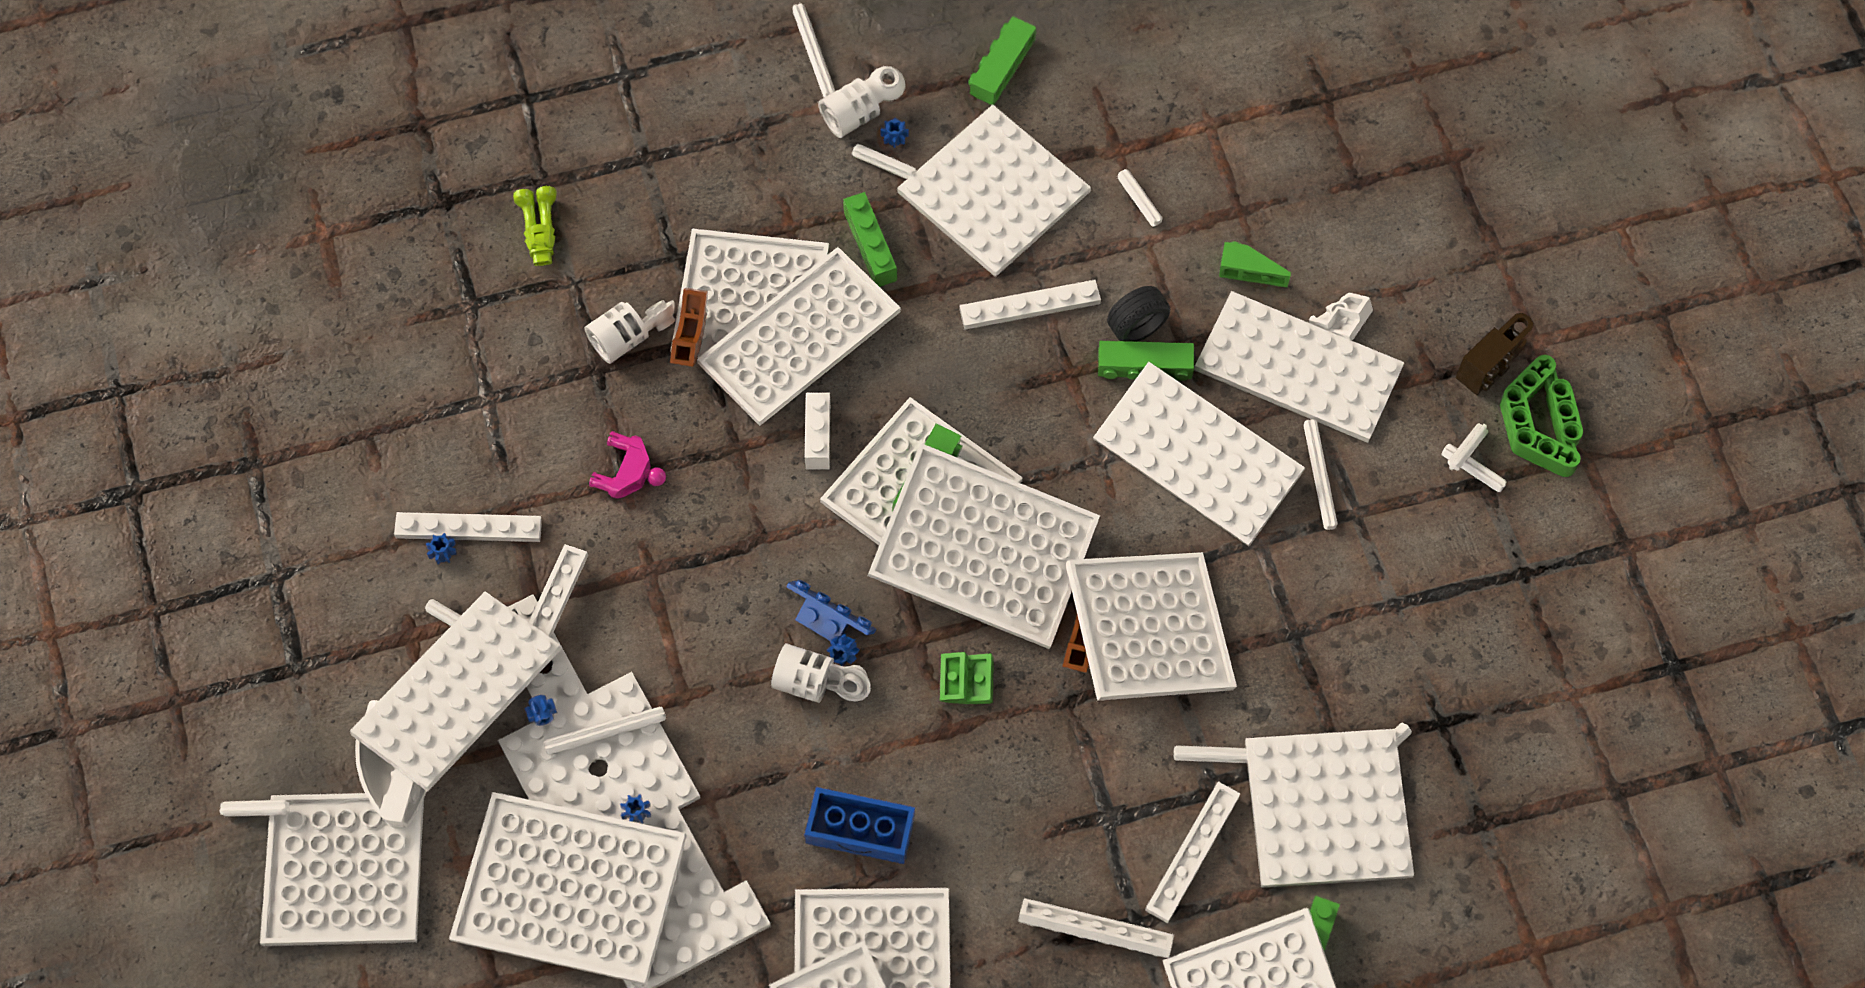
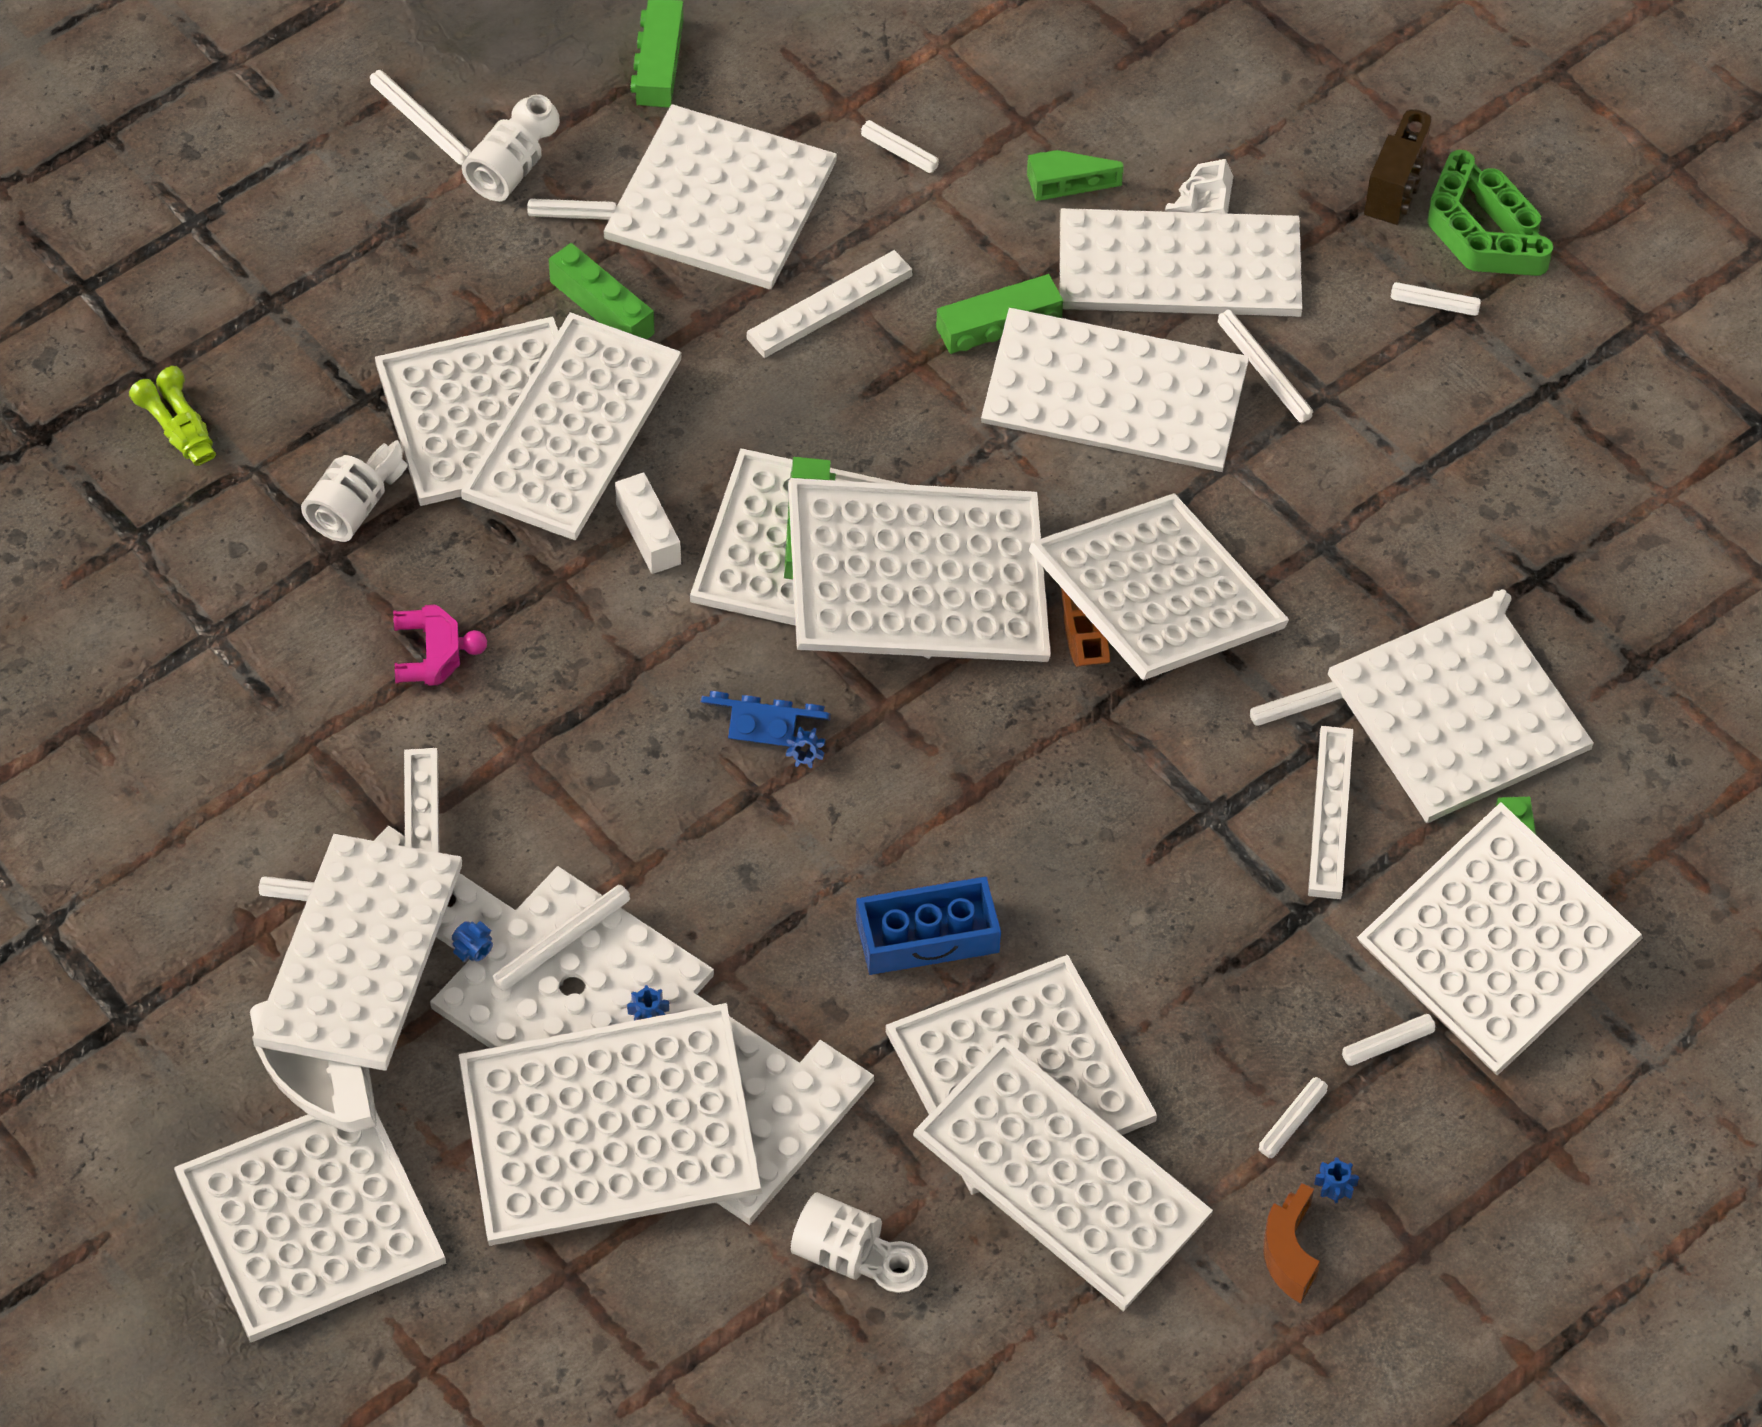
camera: 25 degrees left, 10 degrees down
(255, 808) = (161, 1188): white axle -> none
(445, 547) = (245, 816): blue gear -> none
(468, 526) = (264, 783): white plate -> none
(691, 327) = (434, 457): dark orange arch -> none
(810, 674) = (782, 783): white cylinder -> none
(894, 132) = (569, 172): blue gear -> none
(966, 678) = (967, 727): bright green slope -> none
(1096, 928) = (1272, 932): white plate -> none
(1138, 314) = (969, 262): black tyre -> none
(1467, 447) = (1419, 276): white axle -> none

